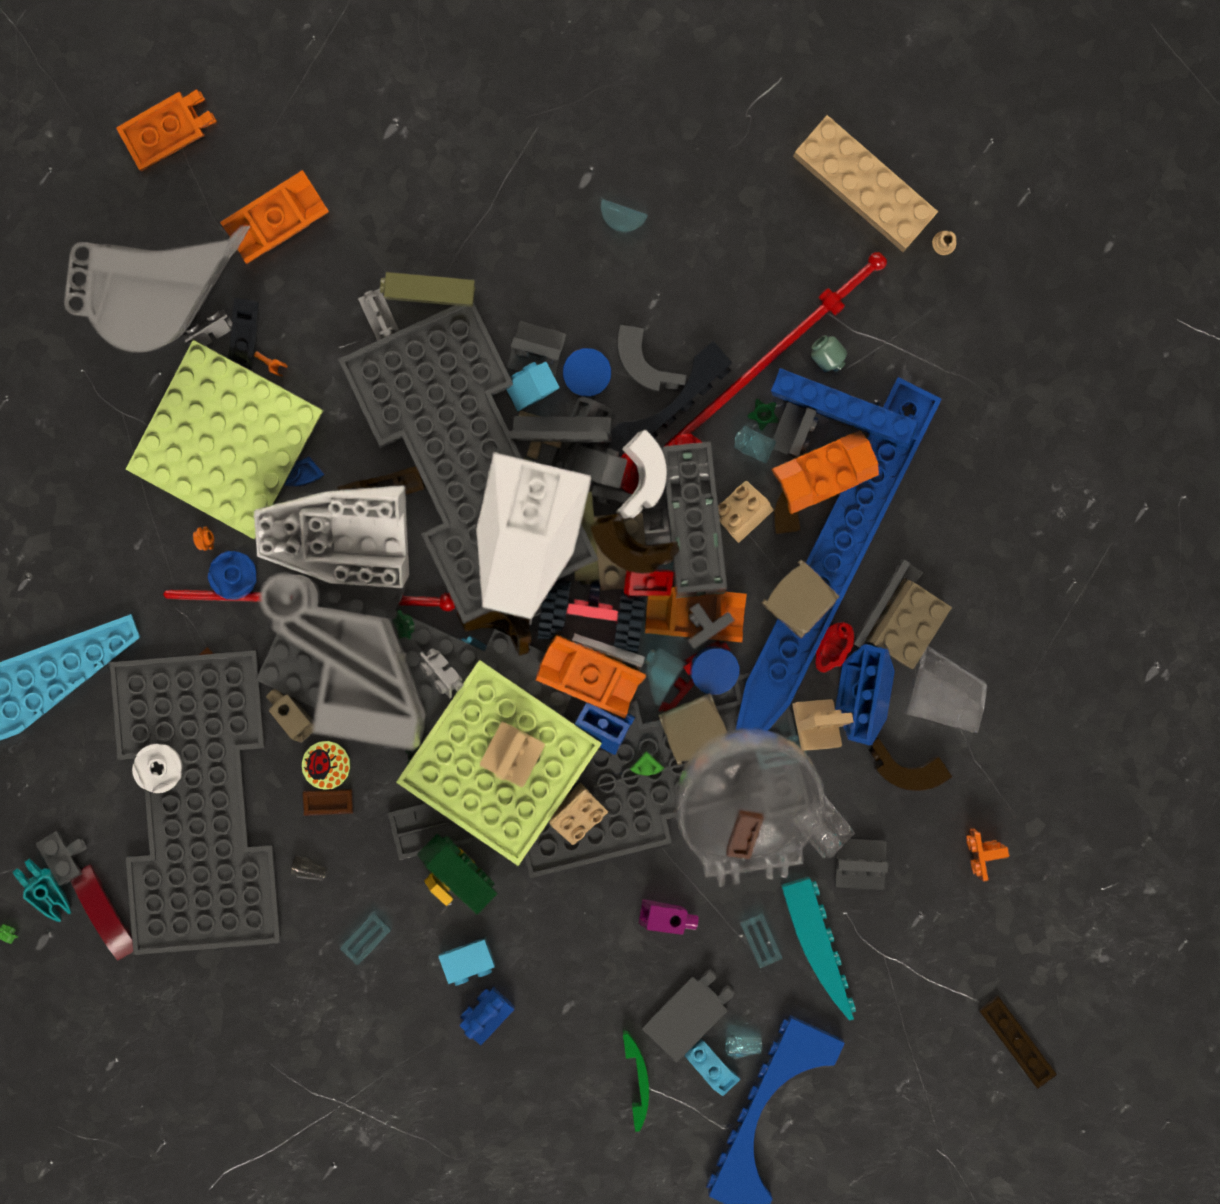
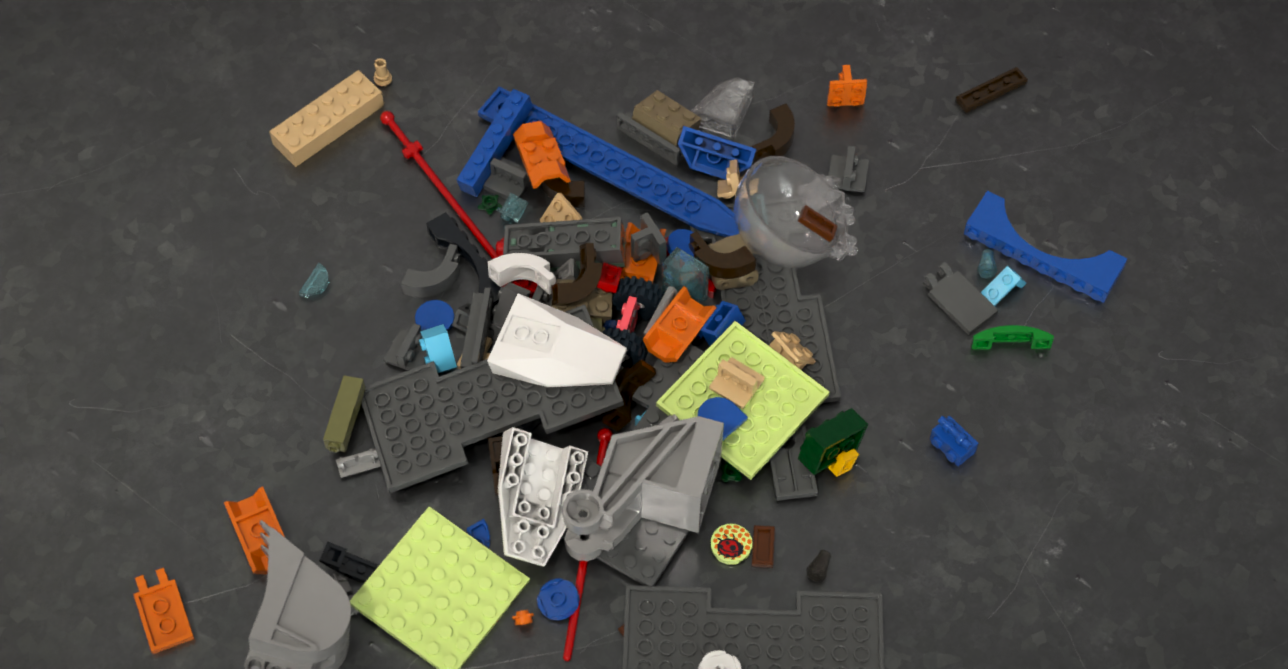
camera: 80 degrees left, 30 degrees down
(273, 365) = (382, 548): orange hand -> none
(297, 722) = (686, 560): dark tan torso -> none
(351, 954) = (894, 542): clear light blue tile -> none
(463, 738) = (723, 411): none -> blue tile
(467, 961) = (907, 451): medium azure brick -> none
(646, 765) = (756, 303): bright green tile -> none
(657, 916) = (881, 295): magenta torso -> none
(672, 718) = (722, 265): none -> dark brown arch
(752, 921) = (904, 248): clear light blue tile -> none
(801, 599) = (639, 177): dark tan piece -> none
(816, 940) = (907, 206): teal slope -> none
(829, 354) = (451, 153): sand green head -> none
(834, 646) = (678, 168): red arm -> none

